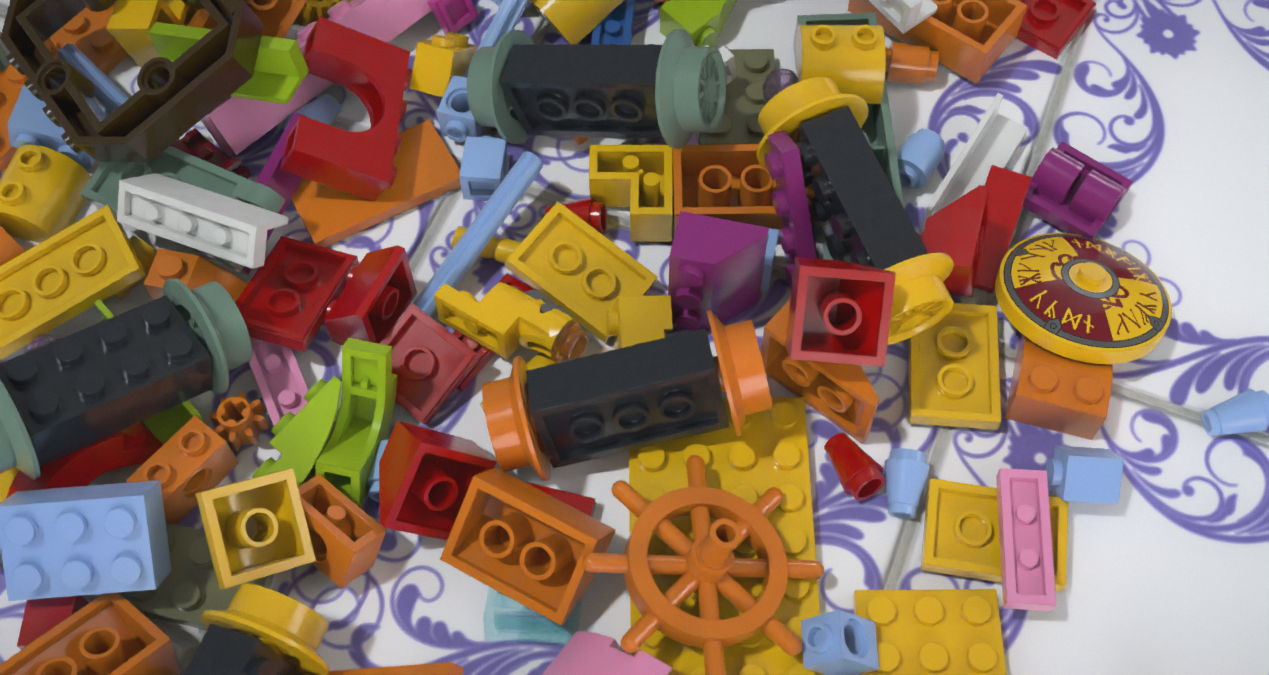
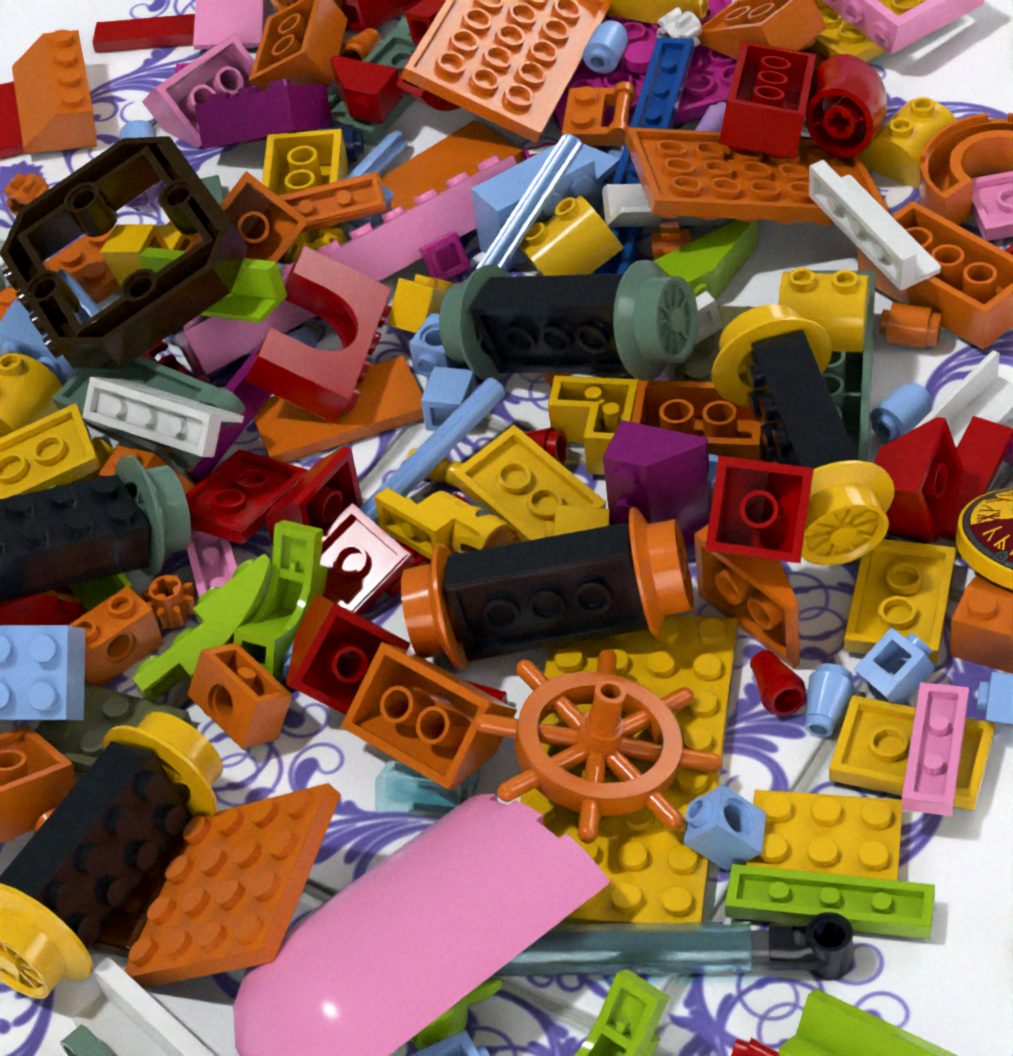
camera: 15 degrees right, 15 degrees down
(255, 528) = (167, 670): yellow brick -> none
(790, 199) = (739, 419): magenta plate -> none
(950, 450) = (895, 666): none -> light blue brick

